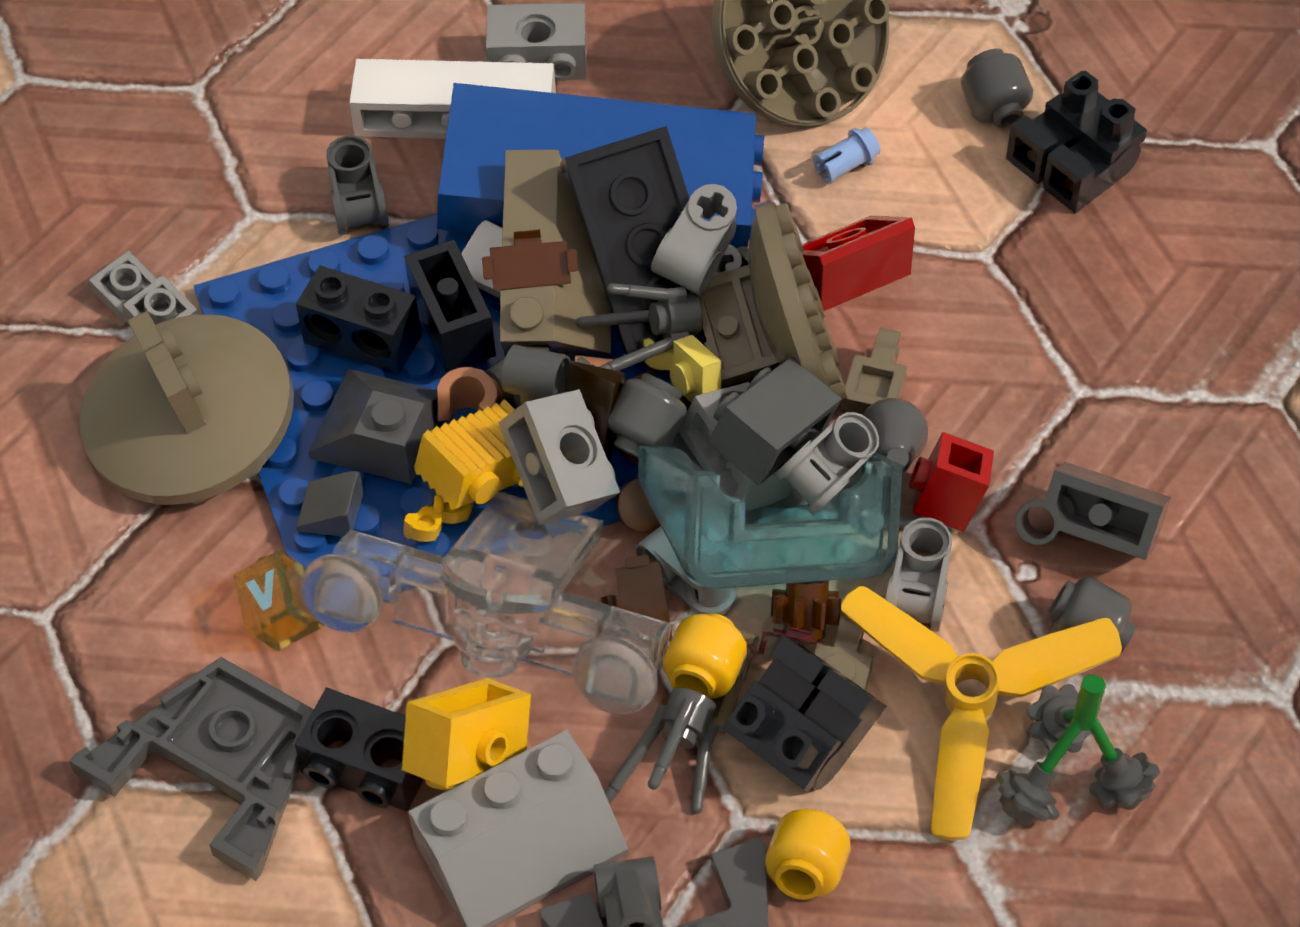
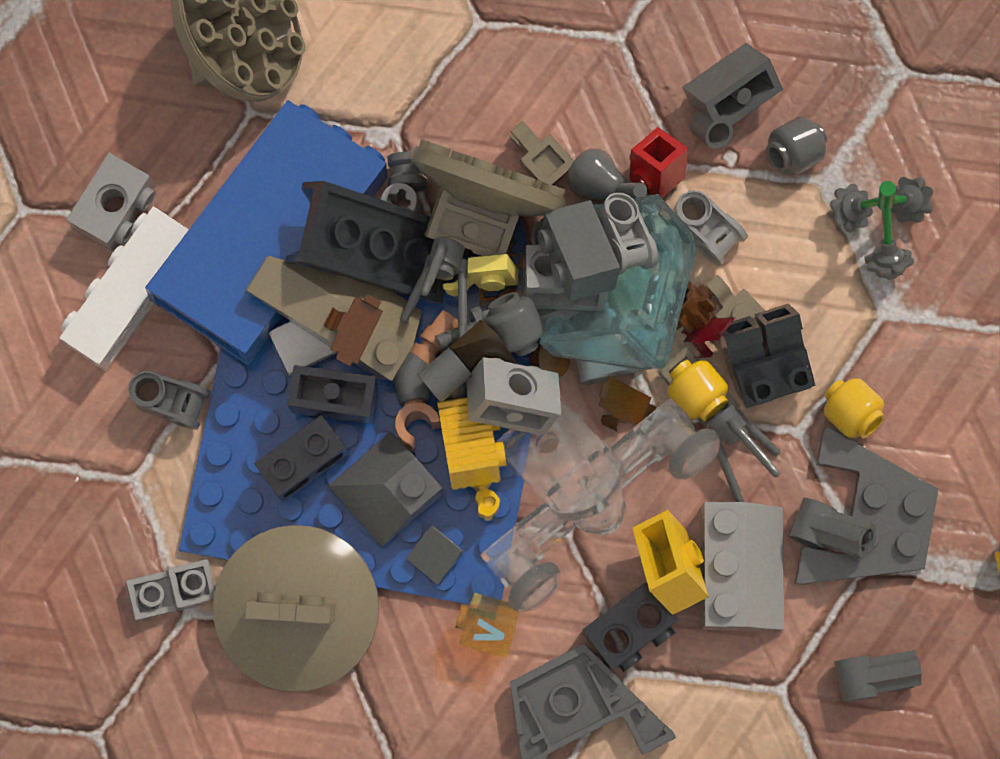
camera: 60 degrees left, 25 degrees up
(694, 245) = (417, 217): light grey piece -> none
(856, 149) = (346, 58): light blue pin -> none
(860, 257) = (430, 107): red slope -> none
(1012, 673) = (827, 268): yellow piece -> none

